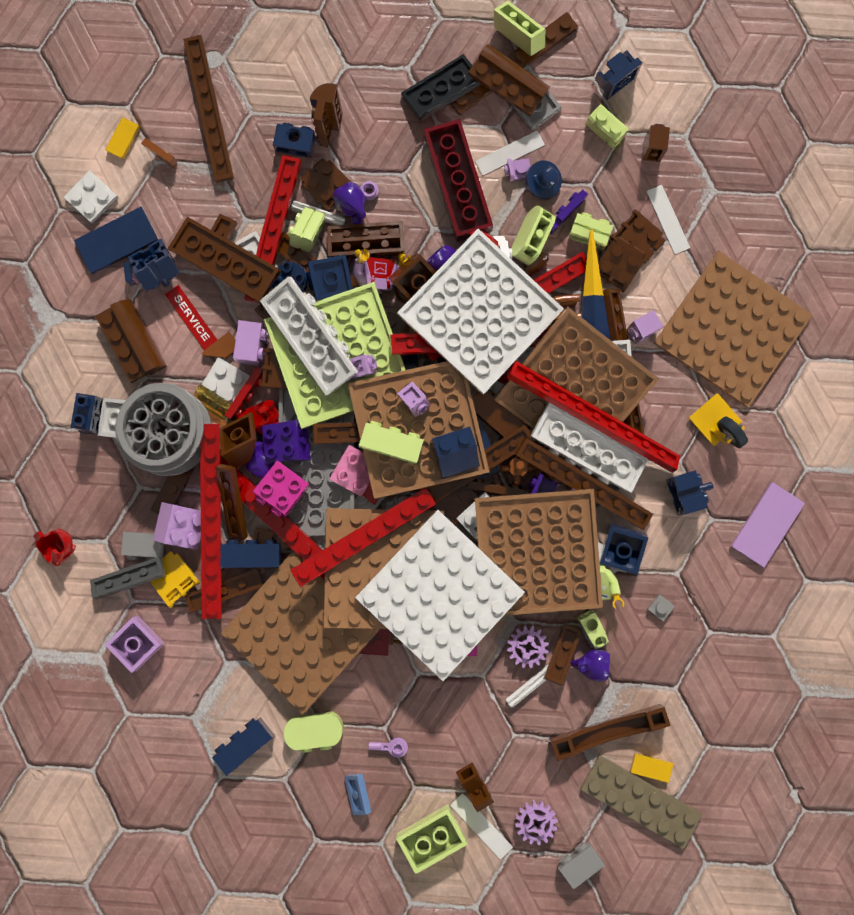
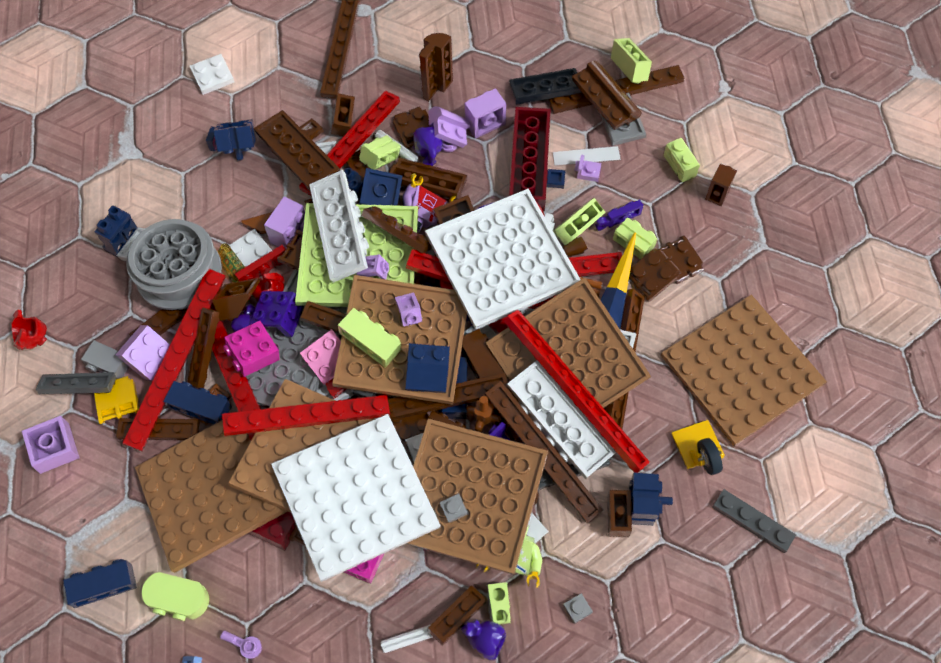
camera: 20 degrees right, 20 degrees down
(116, 240) = (209, 111): dark blue tile -> none
(122, 138) = (260, 40): yellow tile -> none
(130, 340) = (186, 188): reddish brown brick -> none
(160, 153) = (285, 59): dark orange tile -> none
(191, 317) = (247, 190): red sticker -> none
(250, 199) = (342, 114): none -> reddish brown brick
(302, 147) = (401, 84): dark blue brick -> none
(364, 174) = (449, 126): none -> lavender brick
(366, 317) = (392, 226): none -> reddish brown plate
(394, 145) = (485, 113): none -> lavender brick
(491, 190) = (555, 178): none -> dark blue tile
(529, 638) = (419, 601): lavender gear -> none
(530, 572) = (453, 508): none -> light grey plate
(543, 179) = (607, 183): dark blue plate -> none
(622, 72) = (709, 123): dark blue panel -> none
(623, 548) = (560, 530): dark blue slope -> none
(644, 327) = (655, 333): lavender brick -> none
(668, 219) = (712, 255): white sticker -> none
(669, 513) = (619, 513): none -> reddish brown brick
(767, 524) = (718, 566): lavender tile -> none
(785, 472) = (754, 521): none -> dark grey plate

